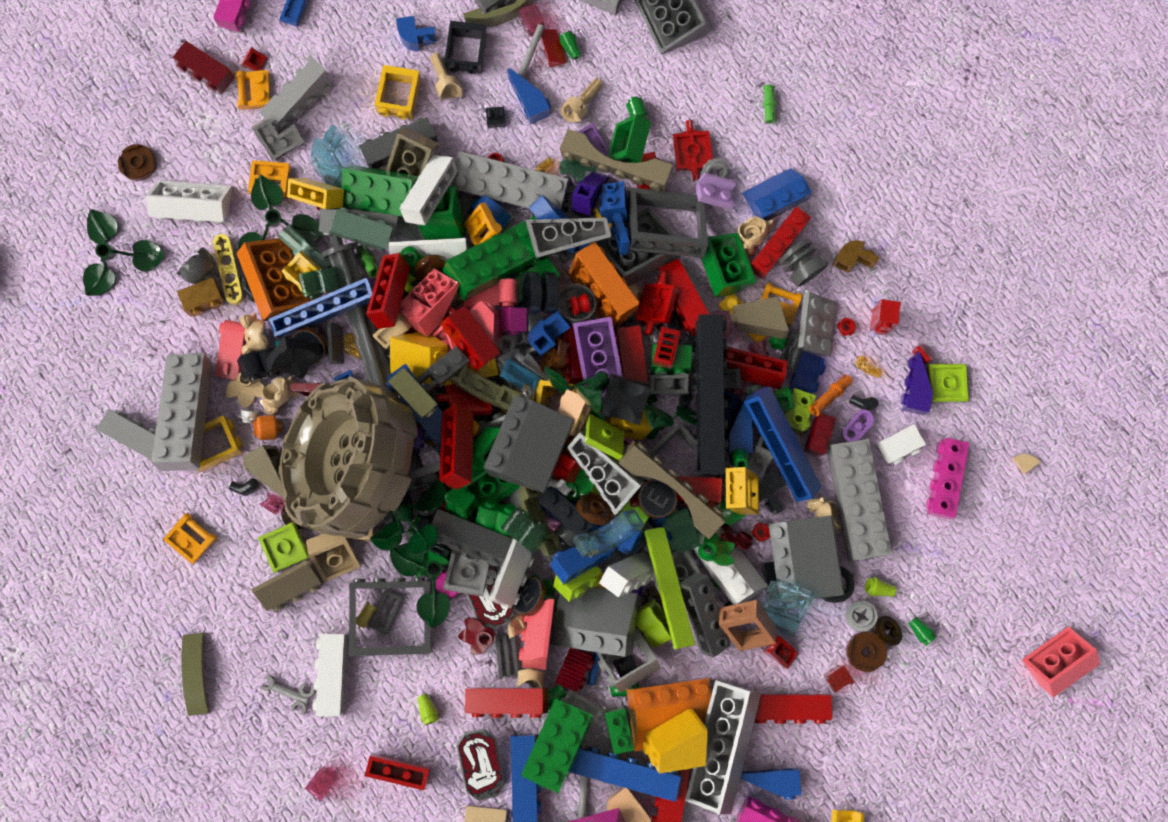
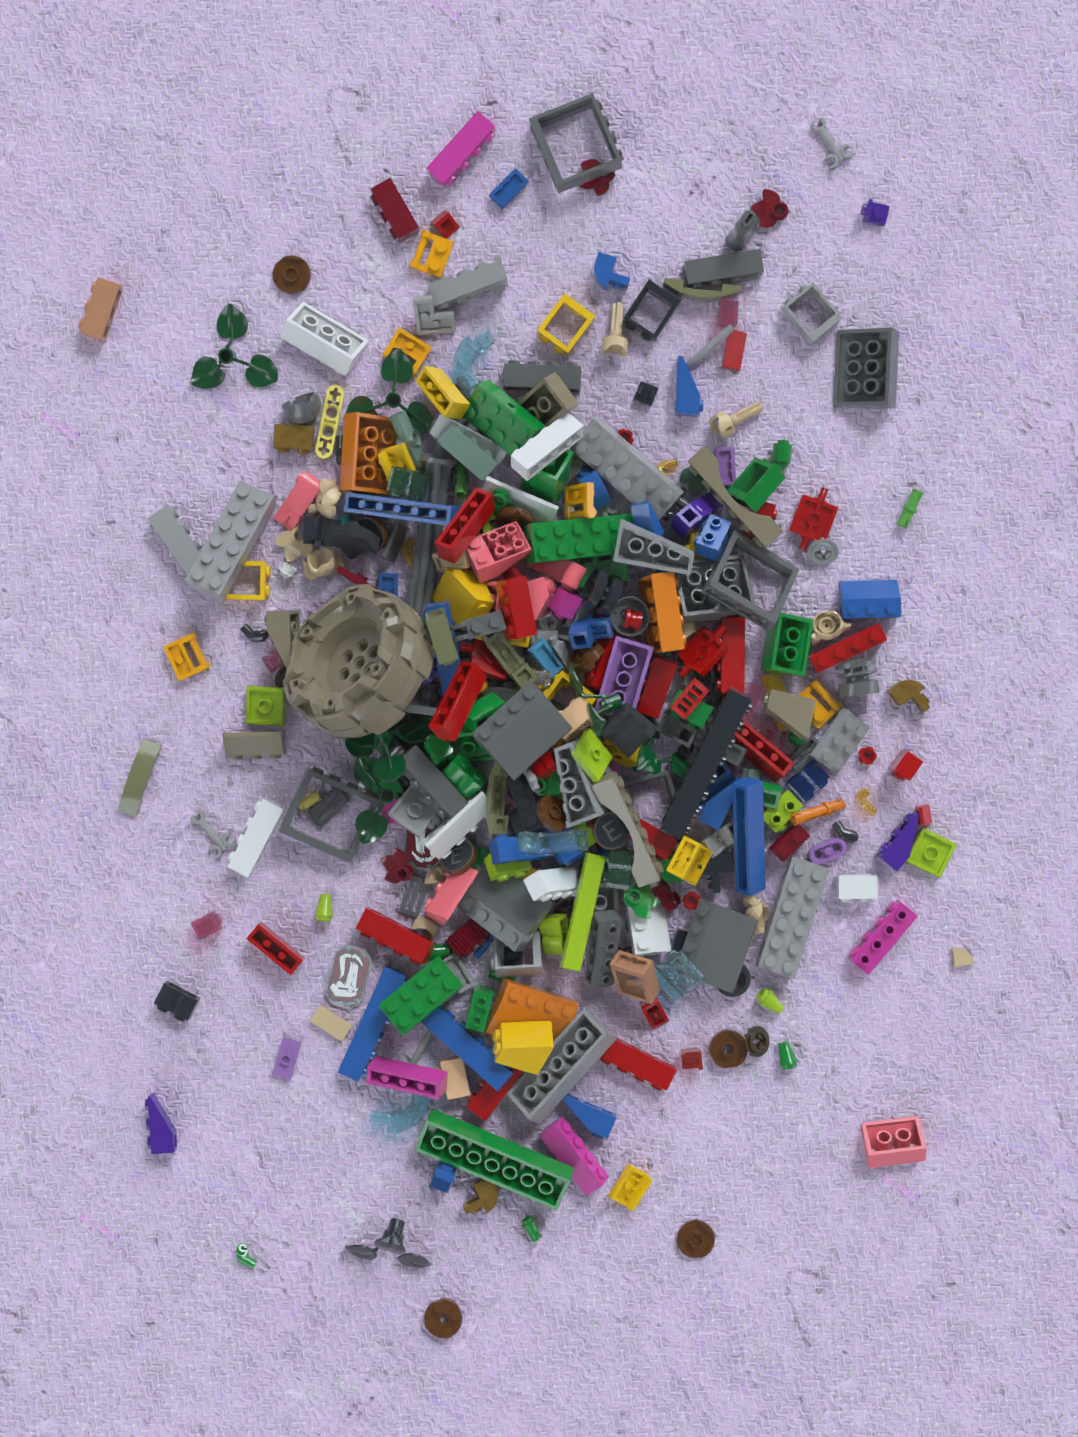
camera: 30 degrees right, 10 degrees up
(267, 427) = (298, 590): orange head -> none
(332, 555) = (302, 736): tan slope -> none
(525, 531) = (482, 803): clear green brick -> none
(570, 44) = (752, 356): green cone -> none
(620, 233) = (702, 572): blue plate -> none
(715, 190) = (812, 570): lavender bracket -> none
(739, 455) = (702, 830): green cone -> none
(861, 607) = (743, 1009): light grey gear -> none

